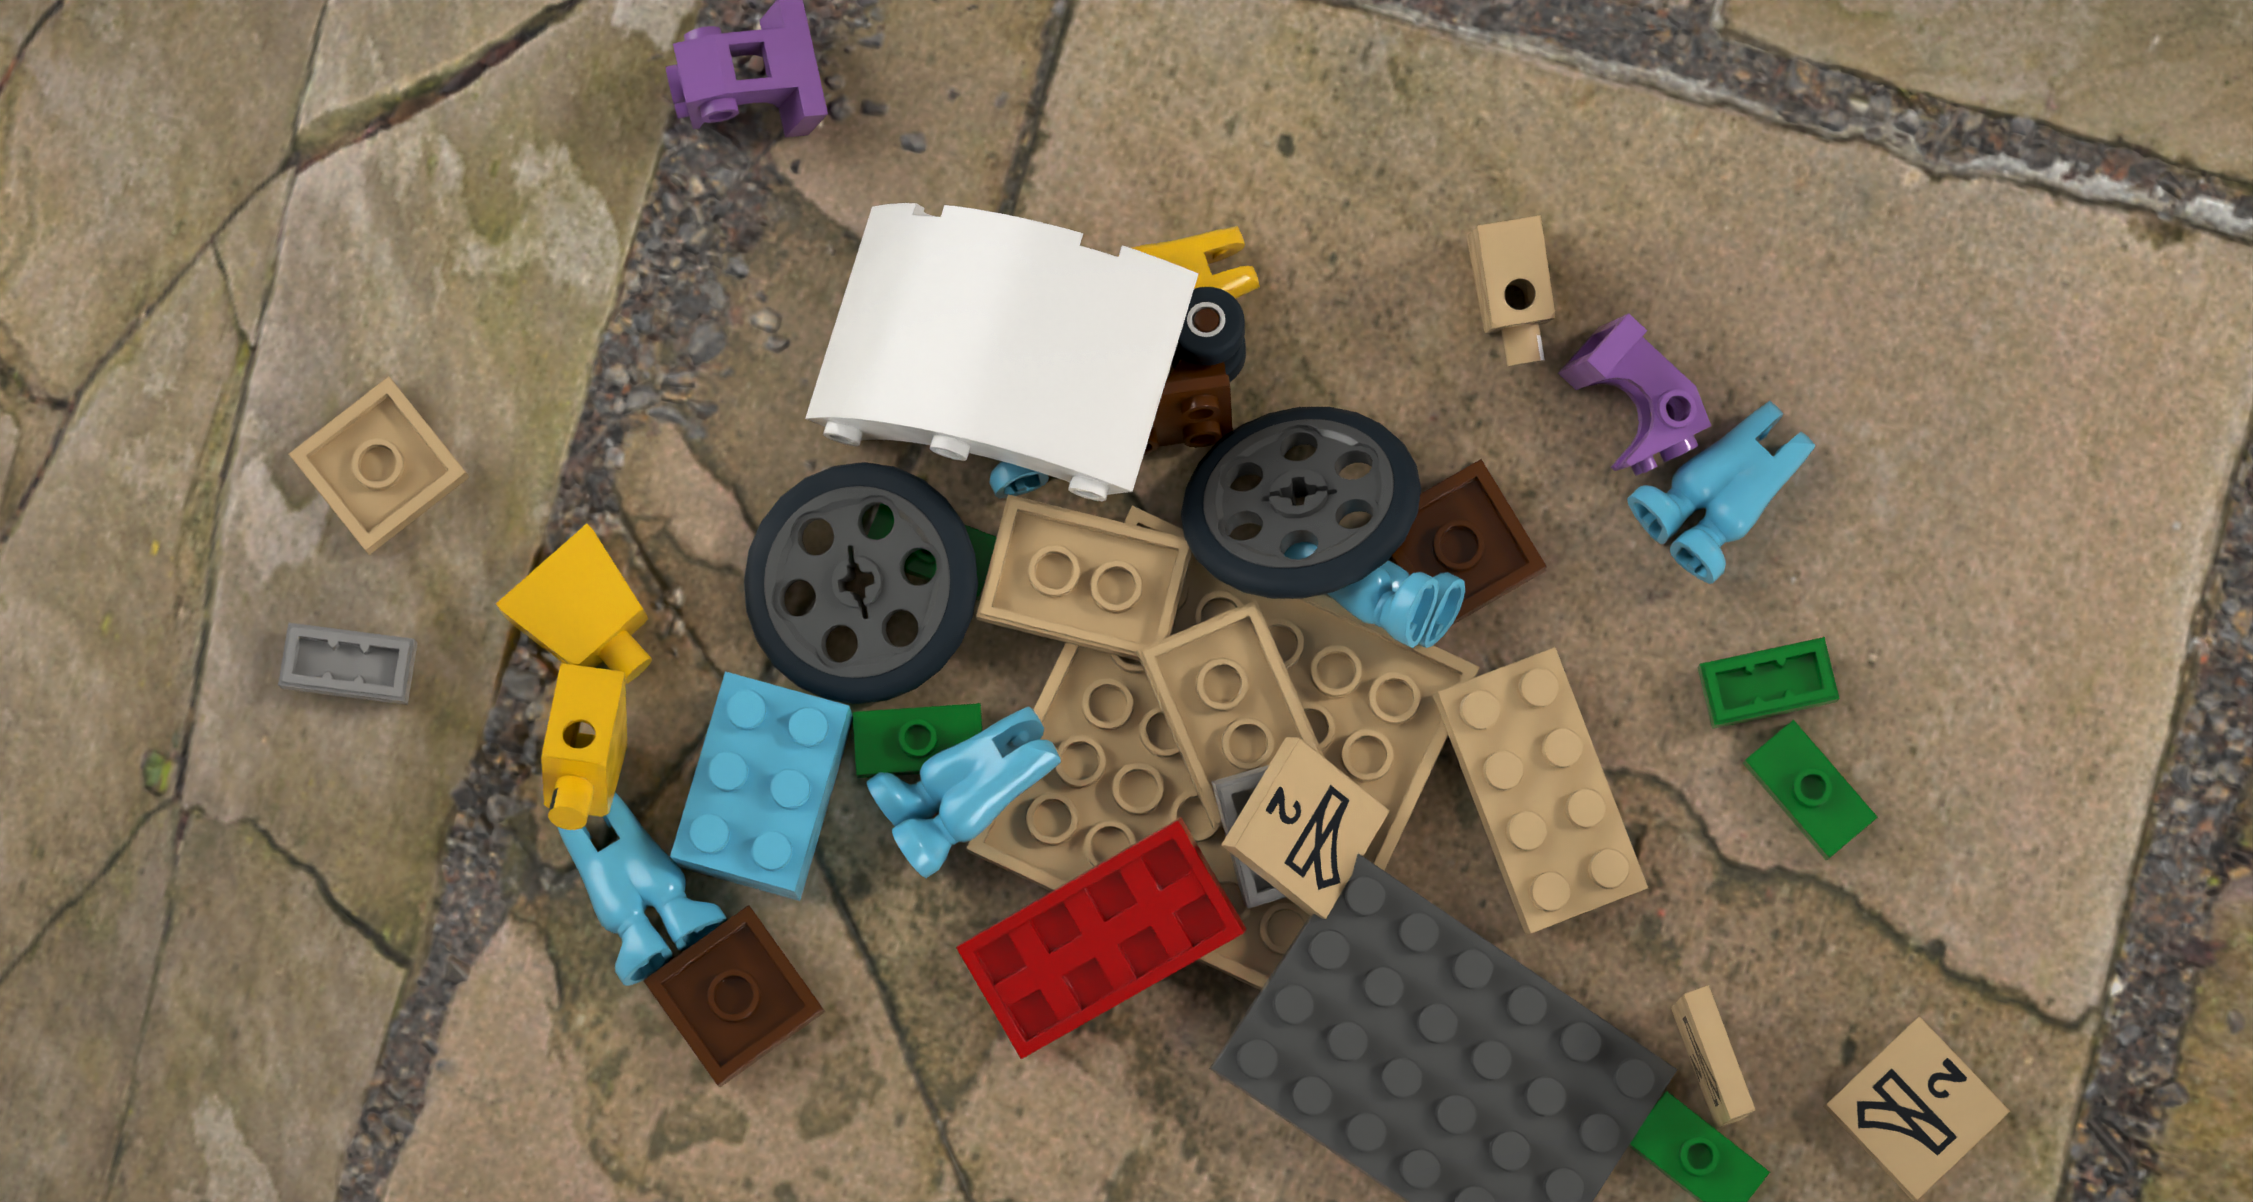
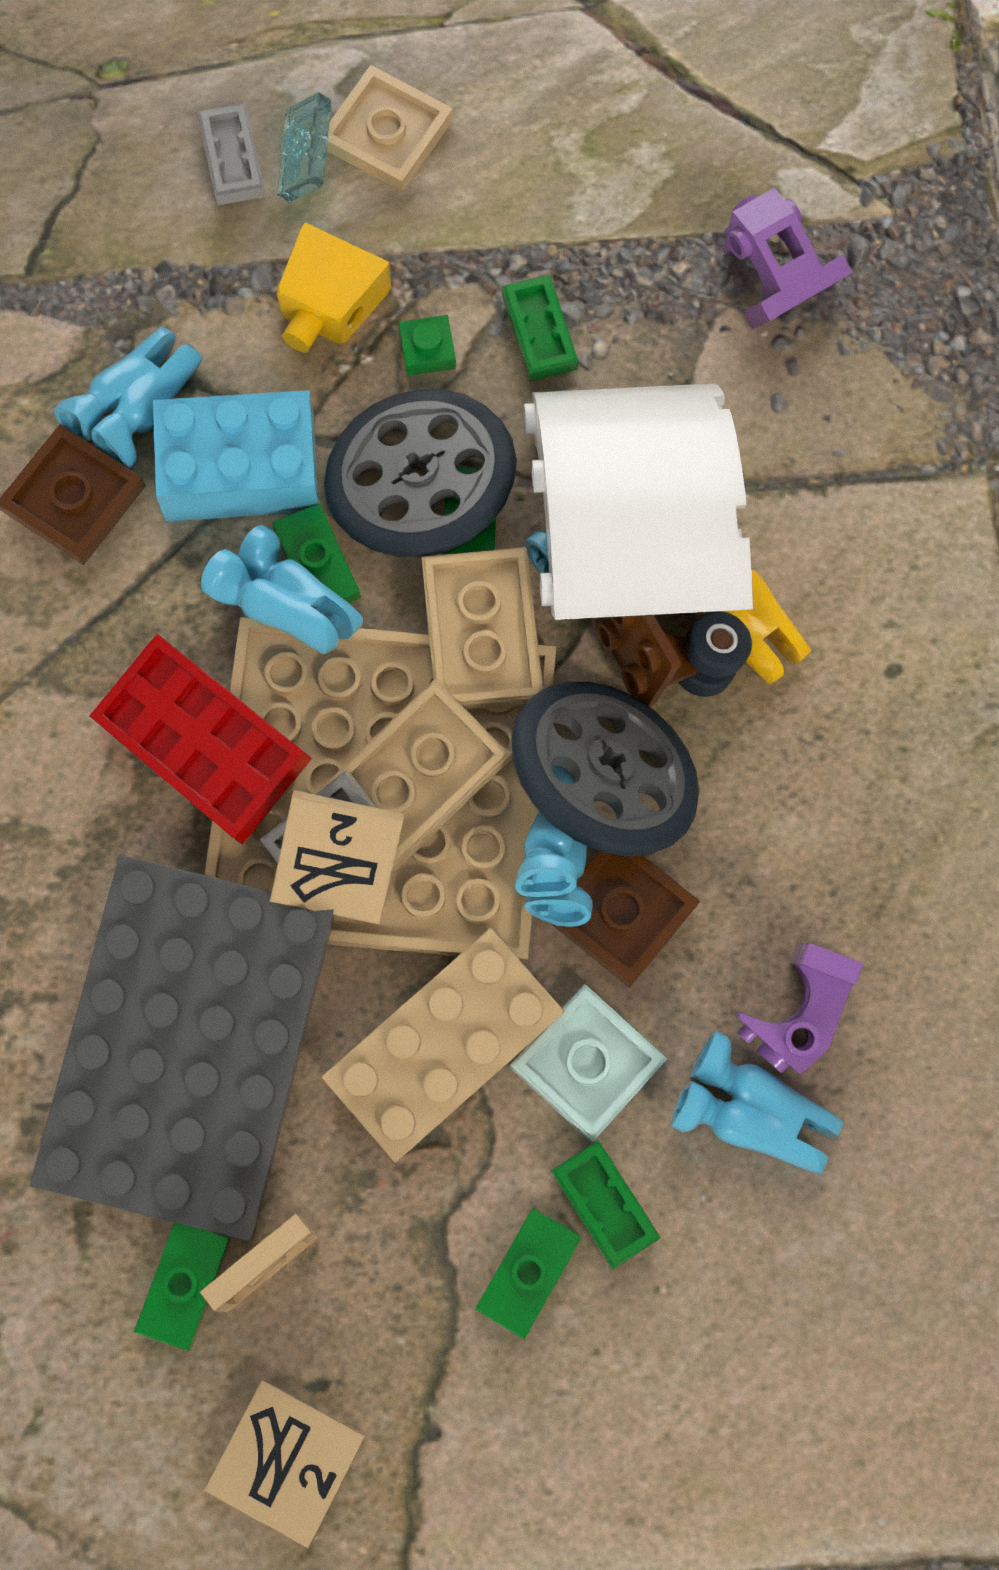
camera: 65 degrees right, 5 degrees down
(375, 573) = (304, 147): none -> clear light blue plate
(578, 767) = (215, 311): yellow torso -> none
(691, 519) = (427, 345): none -> green plate
(722, 379) = (539, 328): none -> green plate
(1513, 256) = (873, 861): tan torso -> none
(1613, 644) = (588, 1063): none -> light aqua tile

